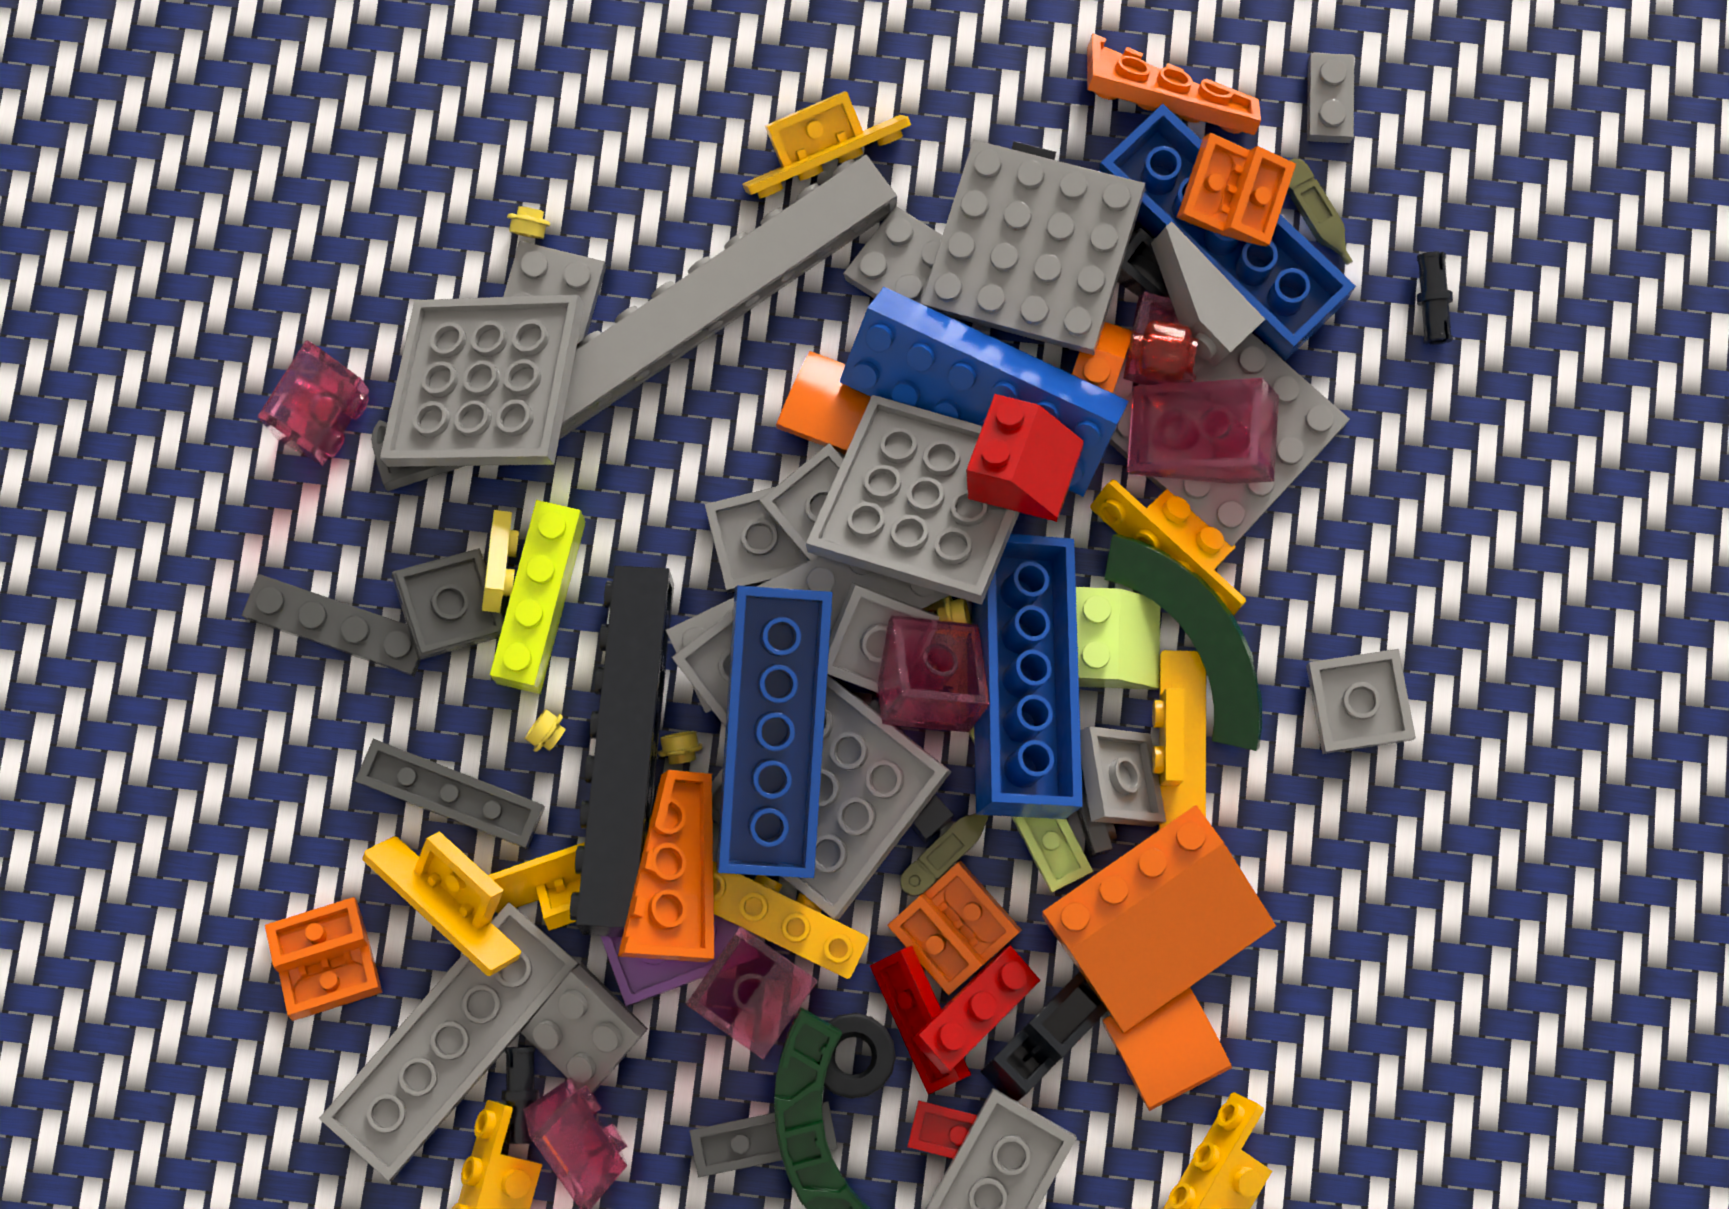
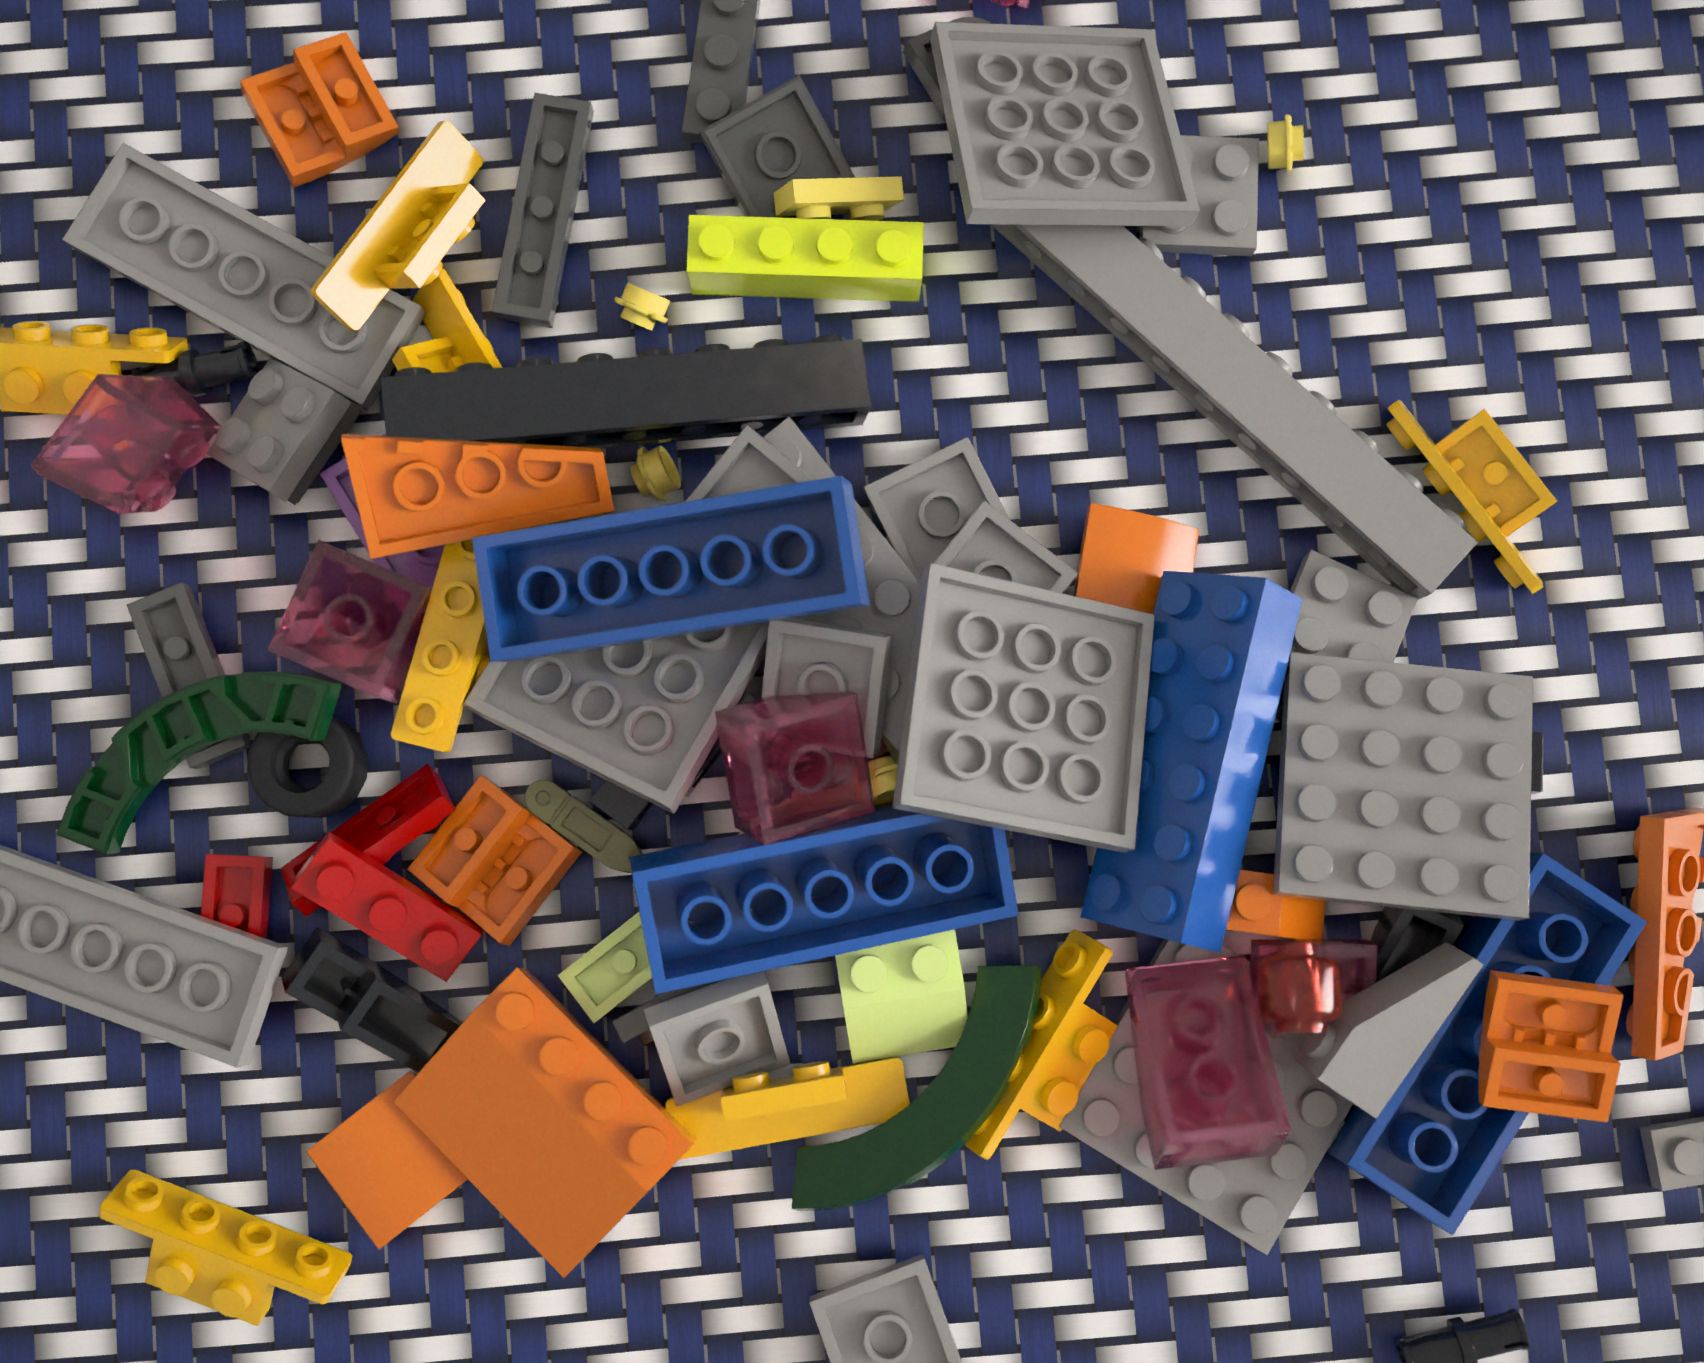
camera: 75 degrees right, 5 degrees up
(1023, 459) = (1102, 824): red slope -> none
(1317, 210) = (1545, 1160): olive piece -> none

